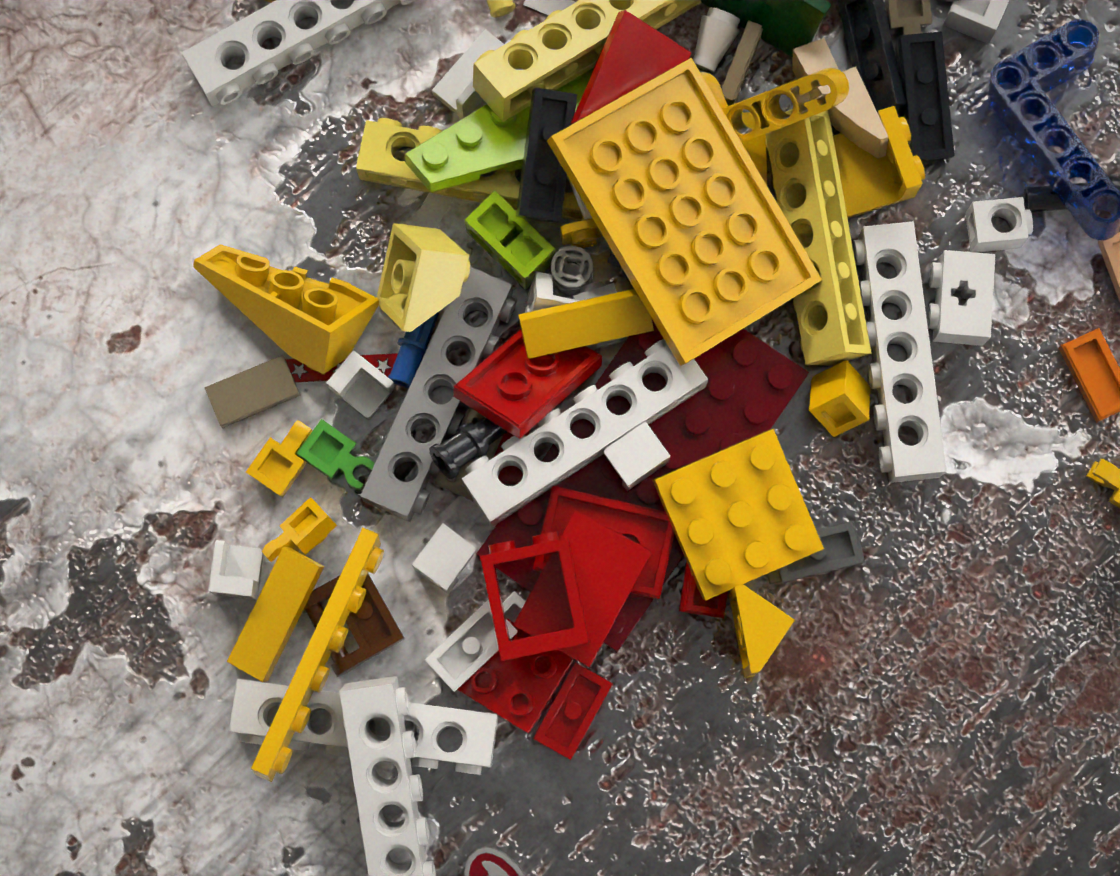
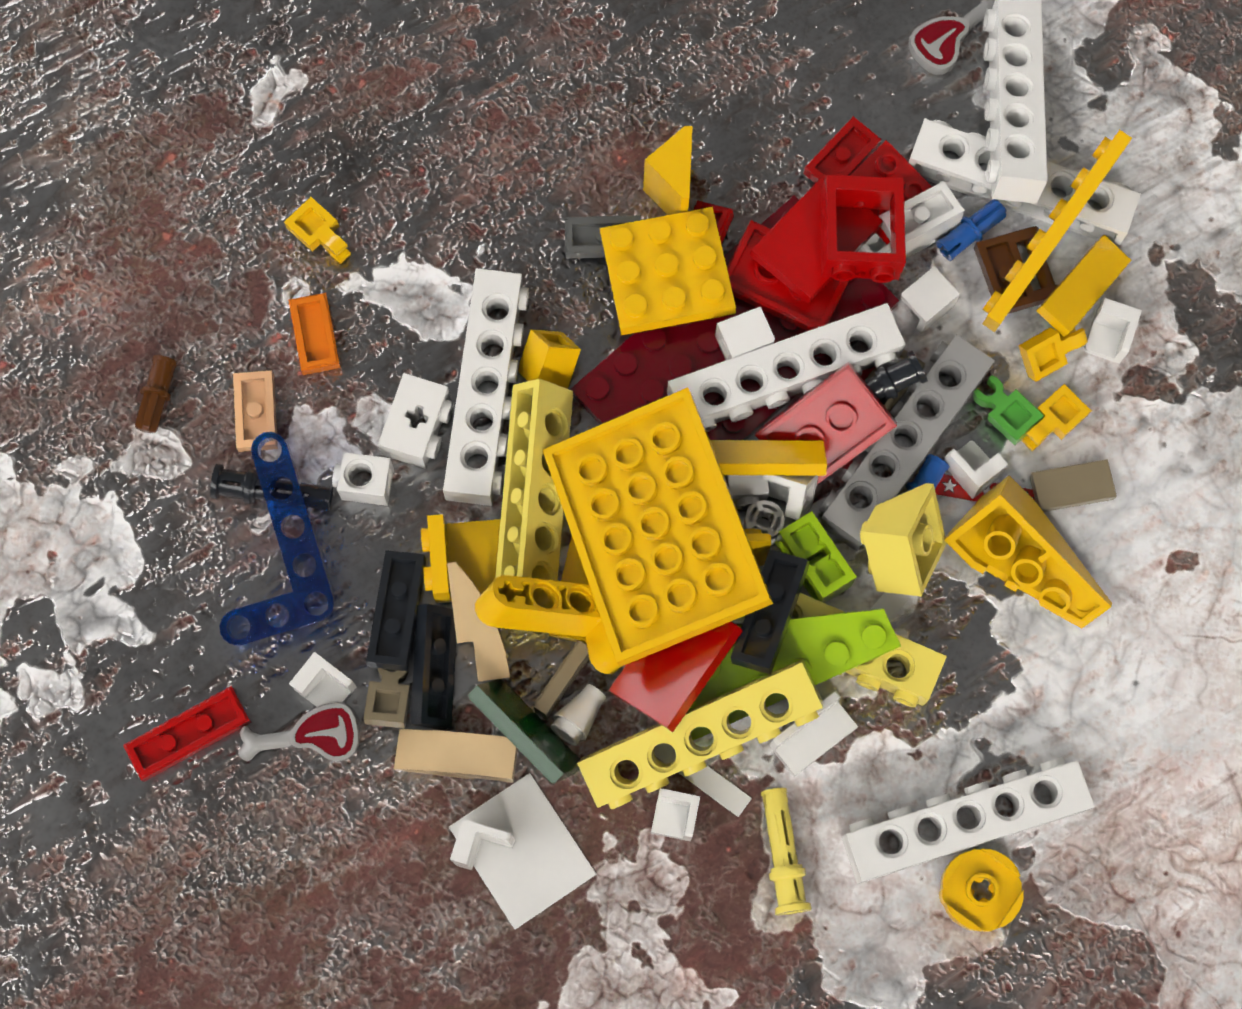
camera: 170 degrees left, 5 degrees down
(415, 651) = (971, 229): none -> blue axle

